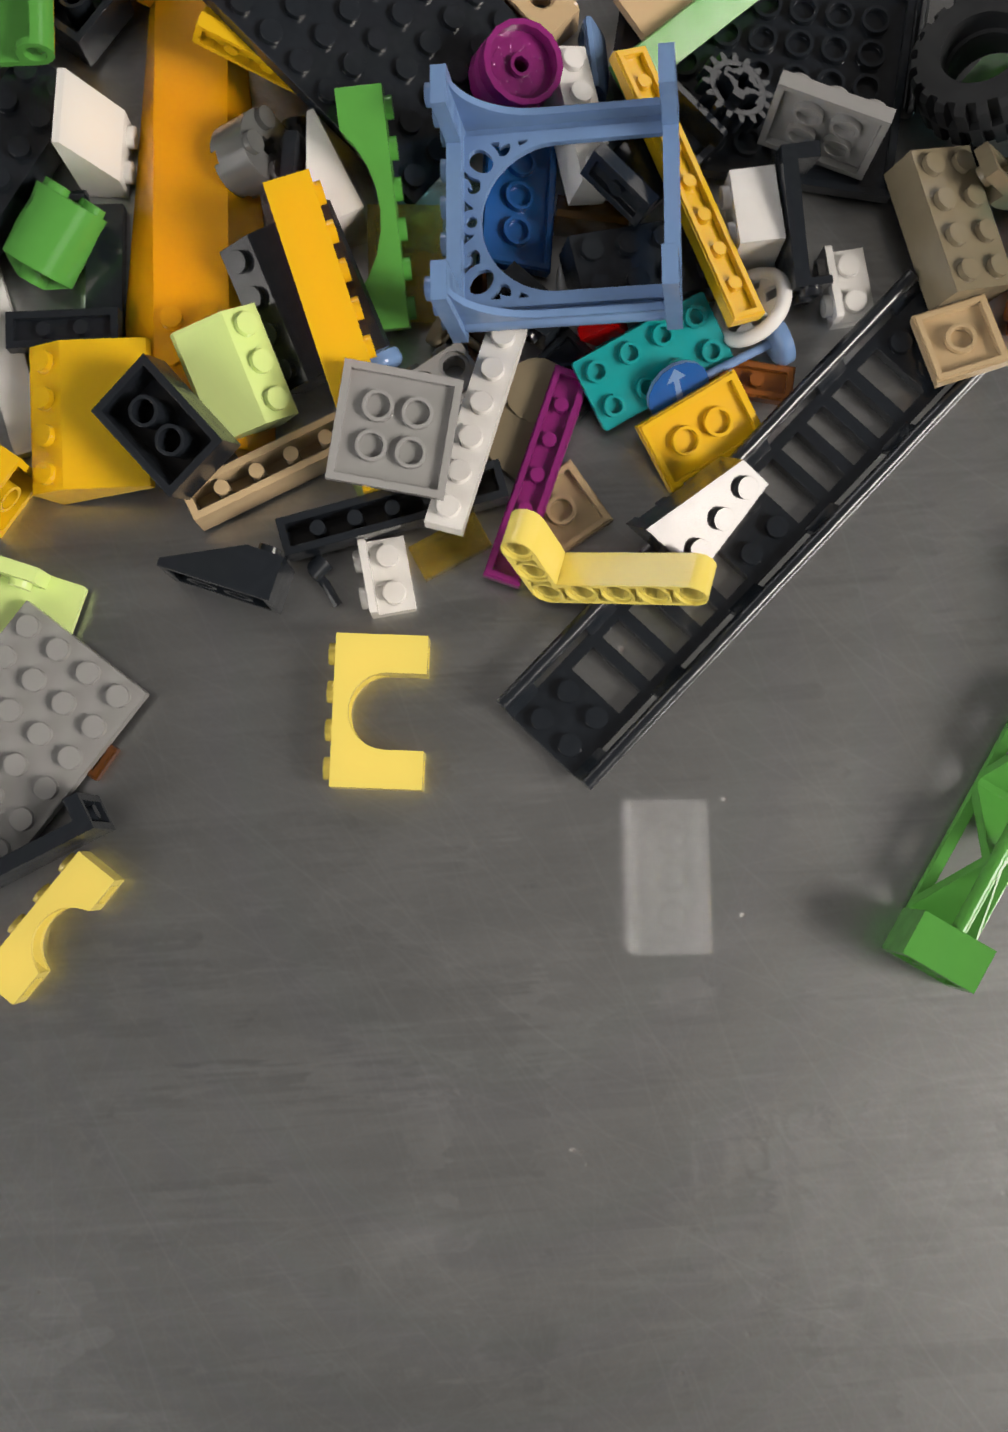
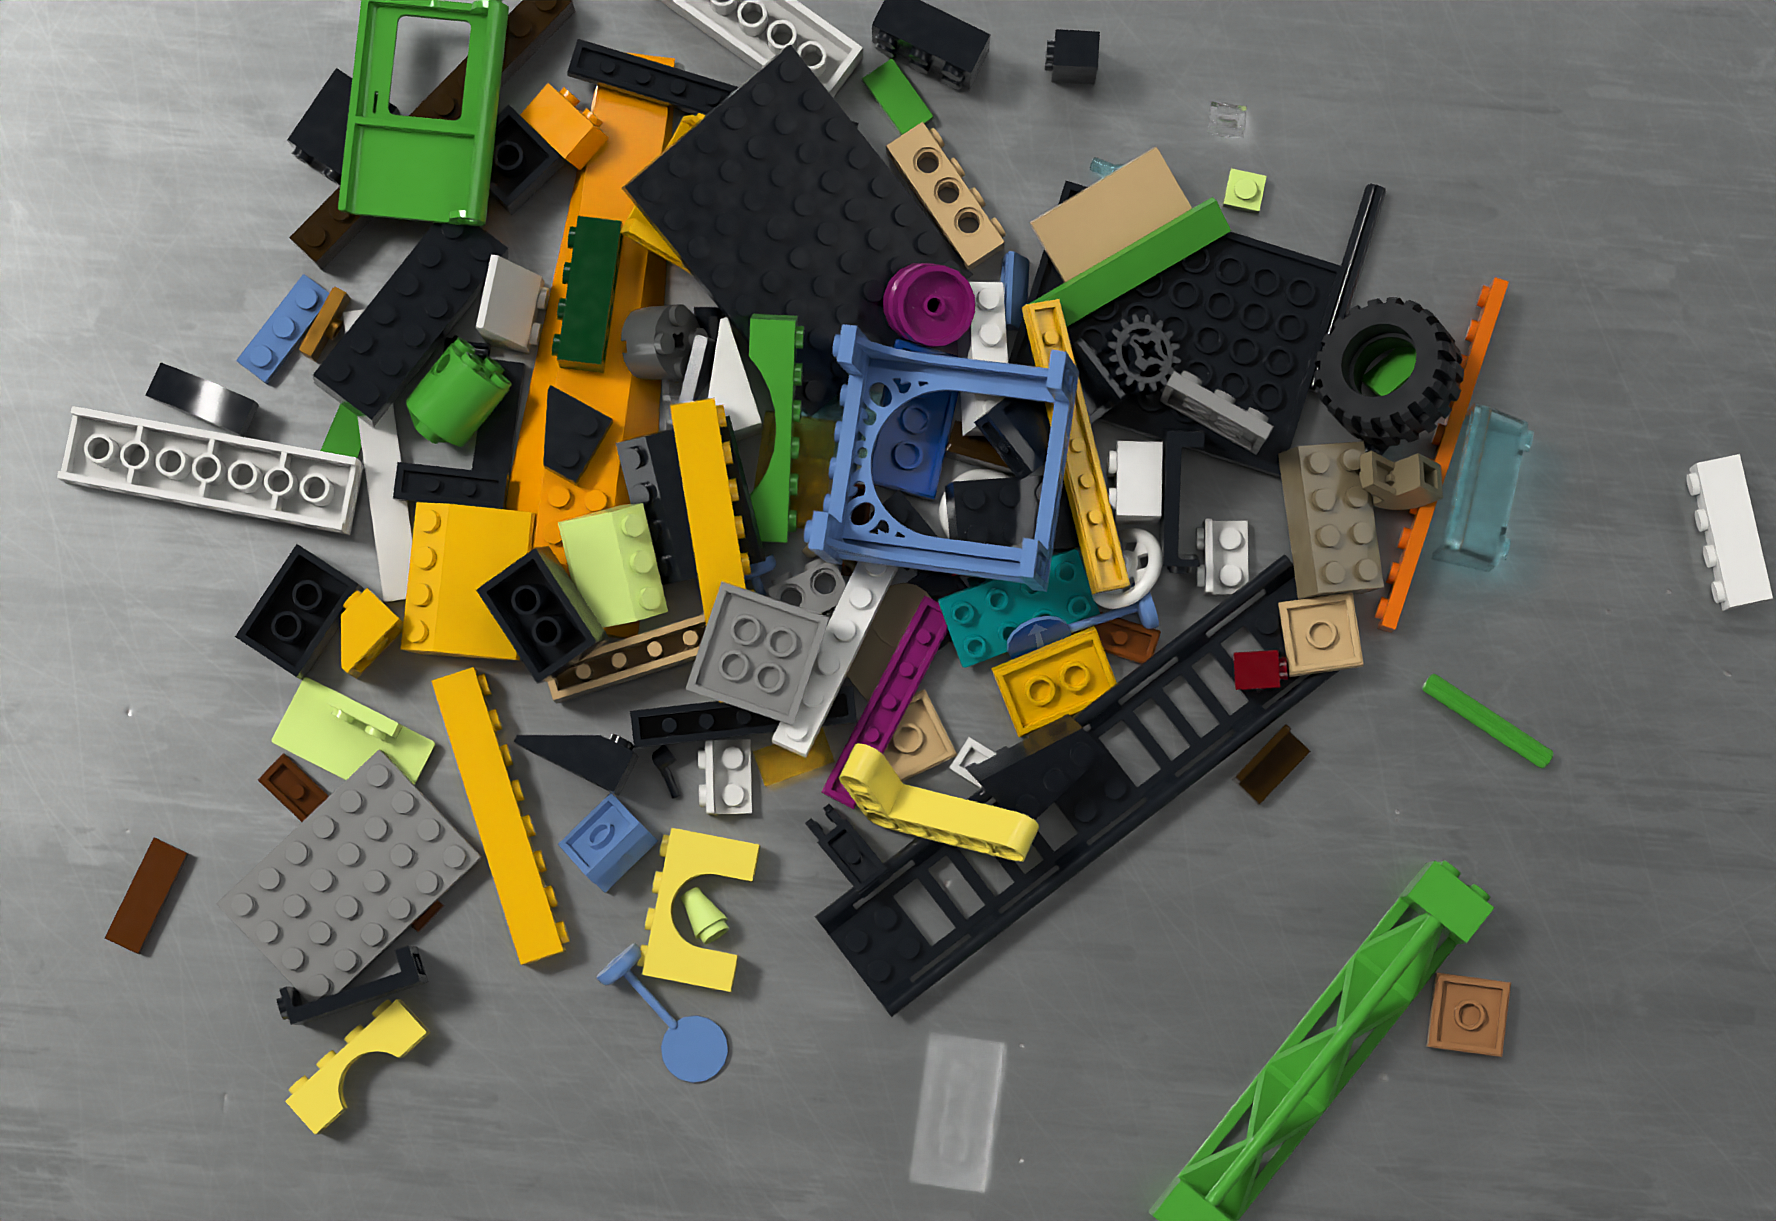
camera: 10 degrees right, 0 degrees up
(161, 650) = (499, 816): none -> yellow brick
(172, 113) = (589, 295): none -> dark green brick
(174, 253) = (571, 435): none -> black wing
(276, 660) = (607, 843): none -> medium blue bracket
(385, 720) = (704, 916): none -> yellowish green cone
(391, 853) = (693, 1045): none -> medium blue piece
(523, 630) = (850, 853): none -> black hinge
(619, 528) = (970, 753): none -> white plate
(904, 383) = (1259, 669): none -> dark red brick
(927, 481) = (1271, 765): none -> dark brown panel

